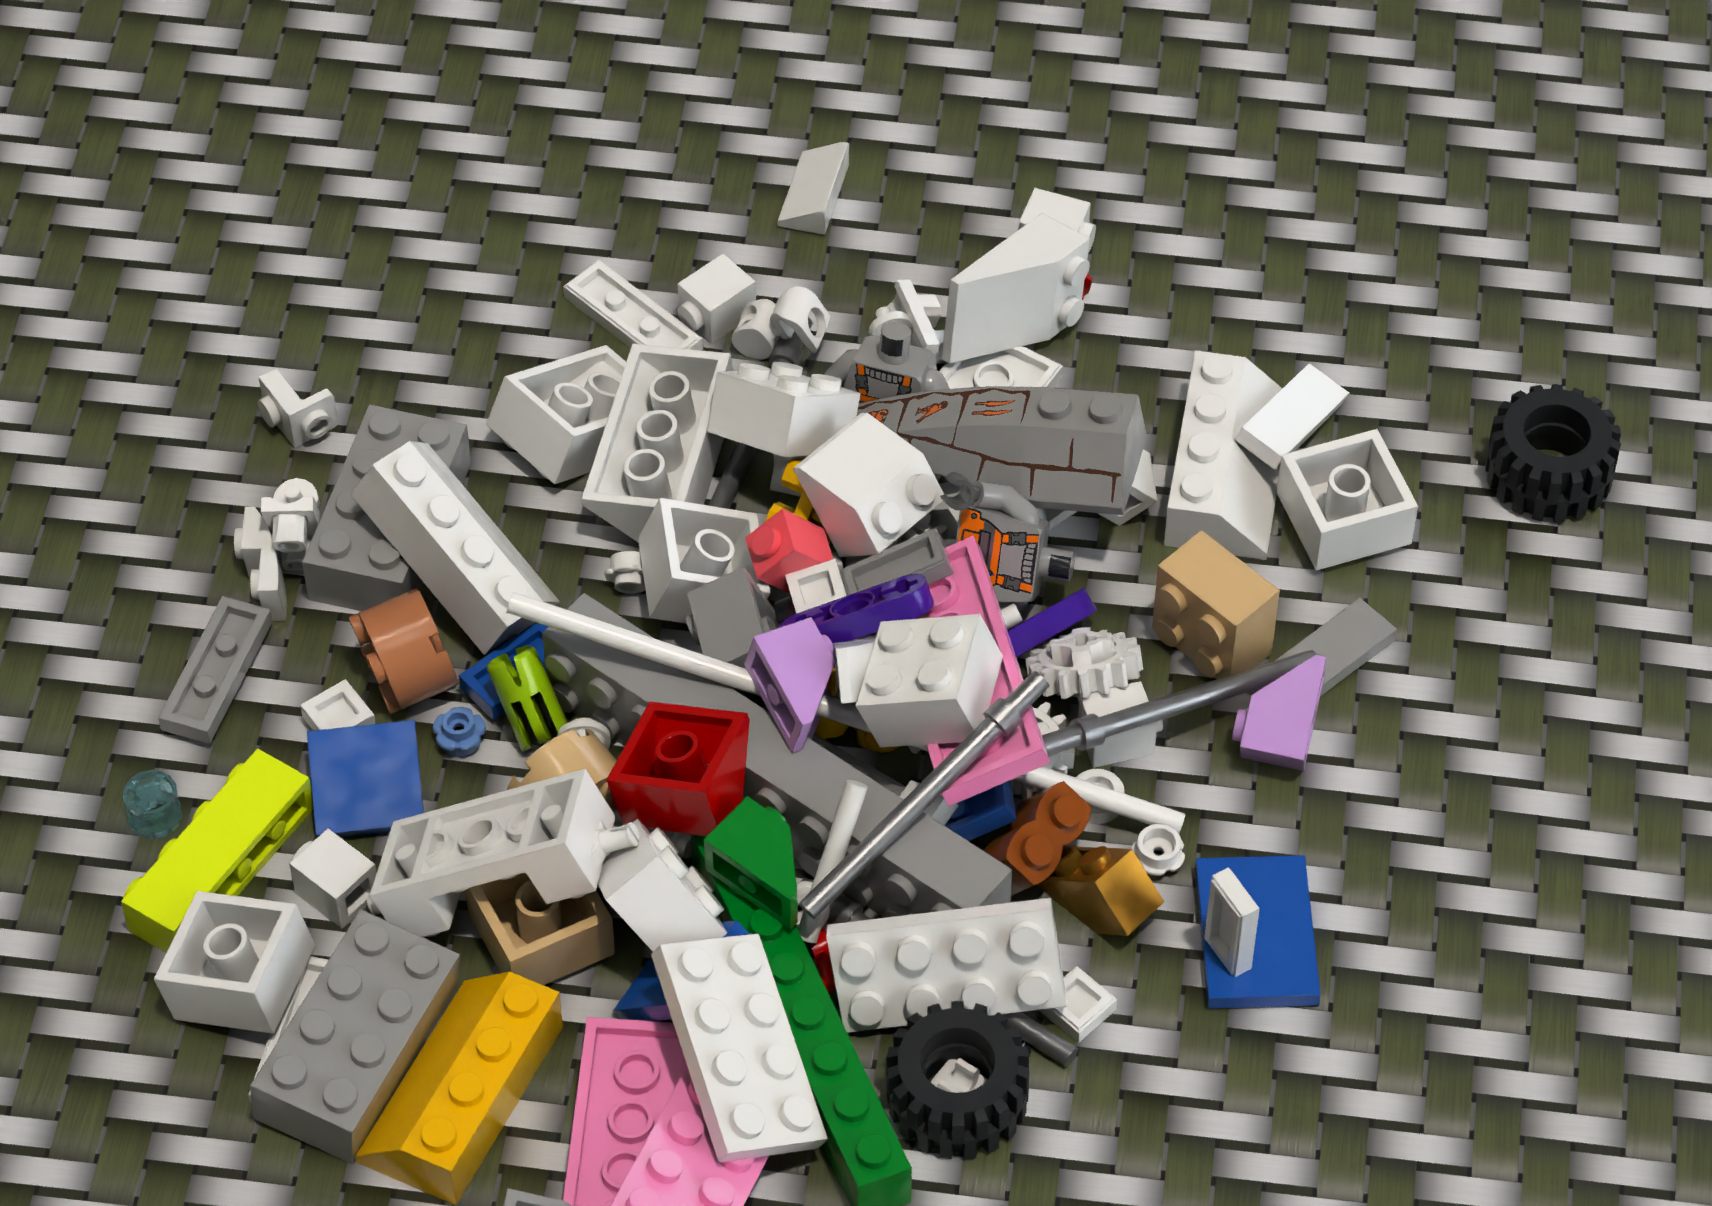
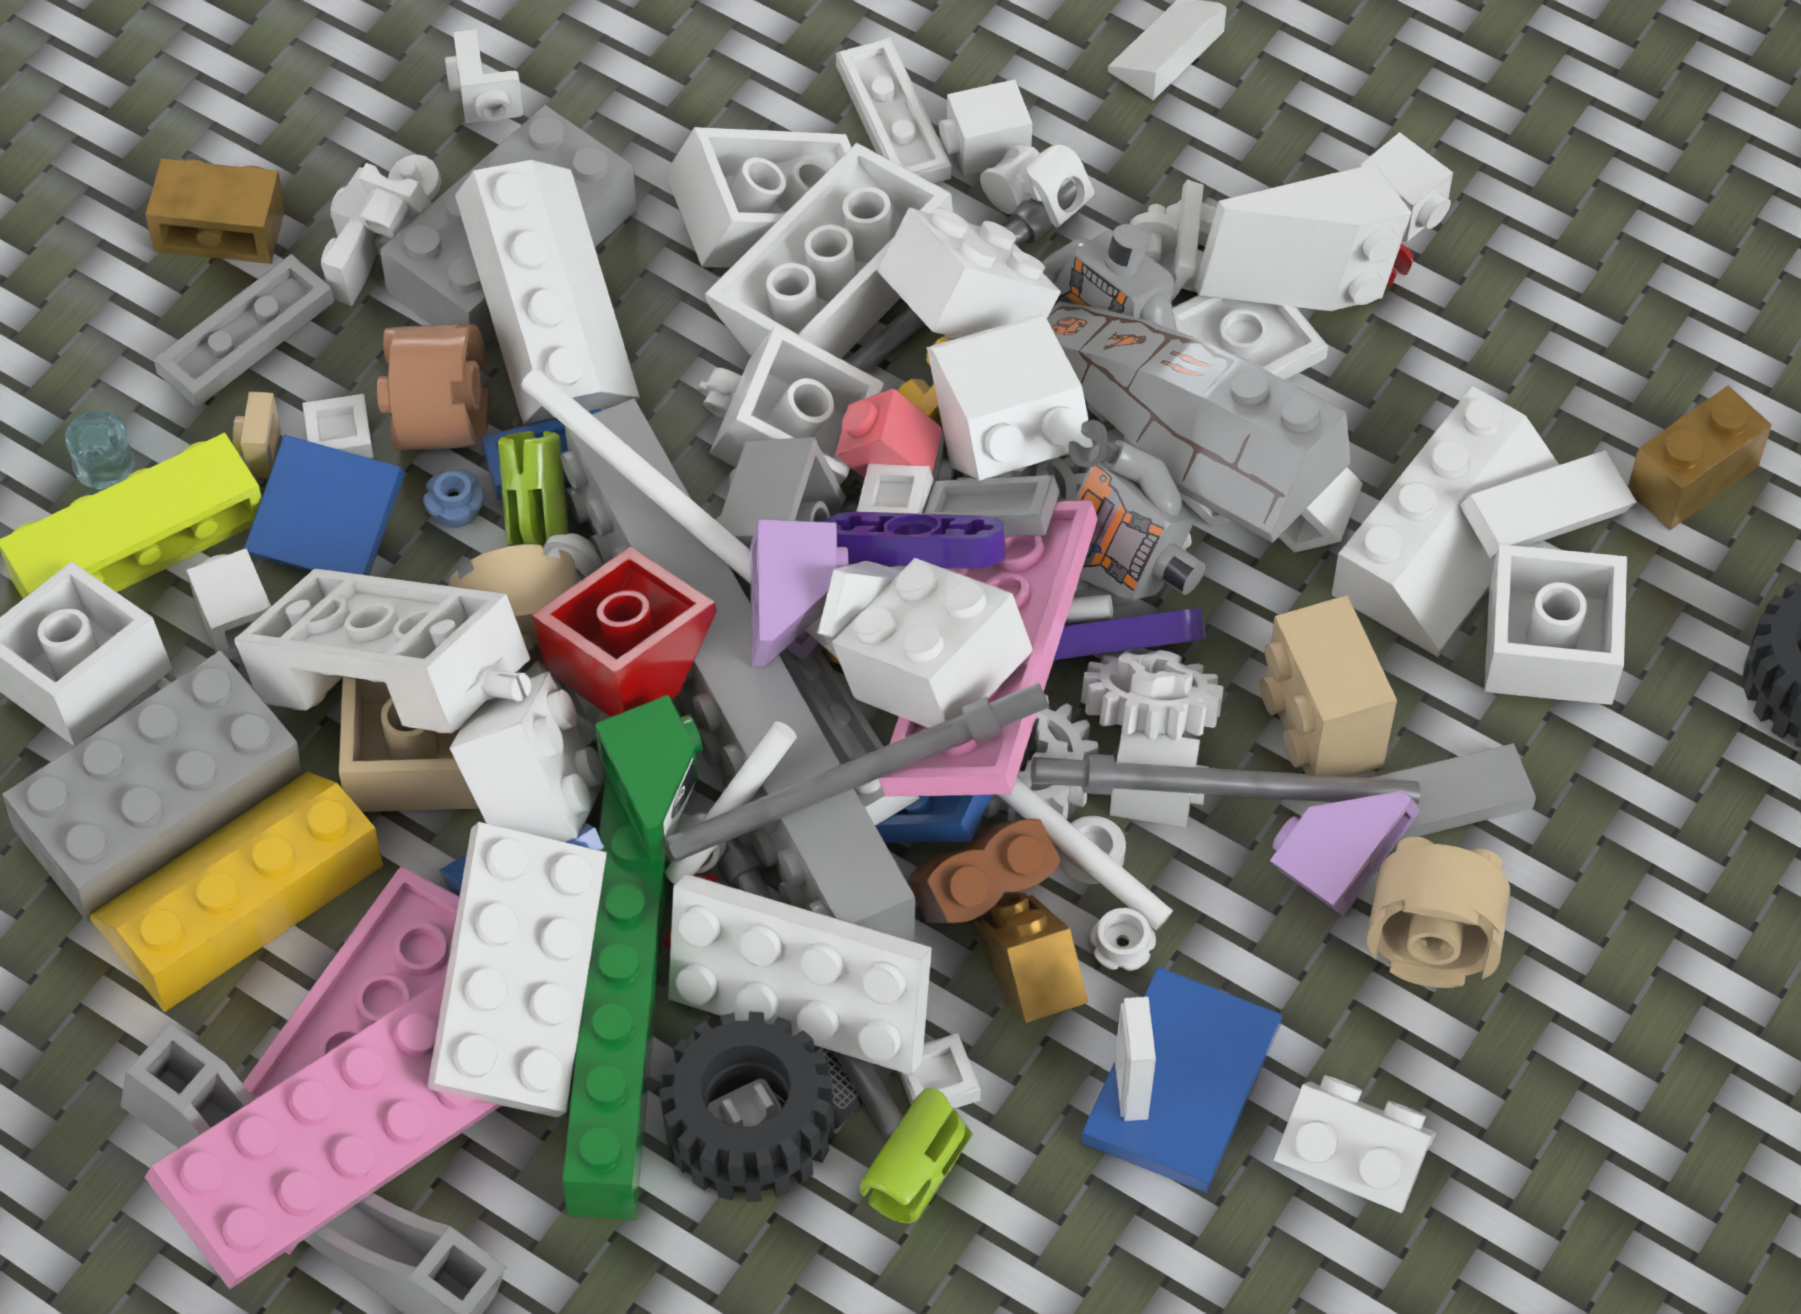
camera: 25 degrees right, 5 degrees up
(139, 586) = (215, 210): none -> pearl gold brick
(276, 737) = (258, 434): none -> tan plate
(1100, 1066) = (916, 1158): none -> lime arm
(1378, 342) = (1699, 457): none -> pearl gold brick
(1381, 734) = (1439, 912): none -> tan brick
(1408, 924) = (1355, 1143): none -> white bracket

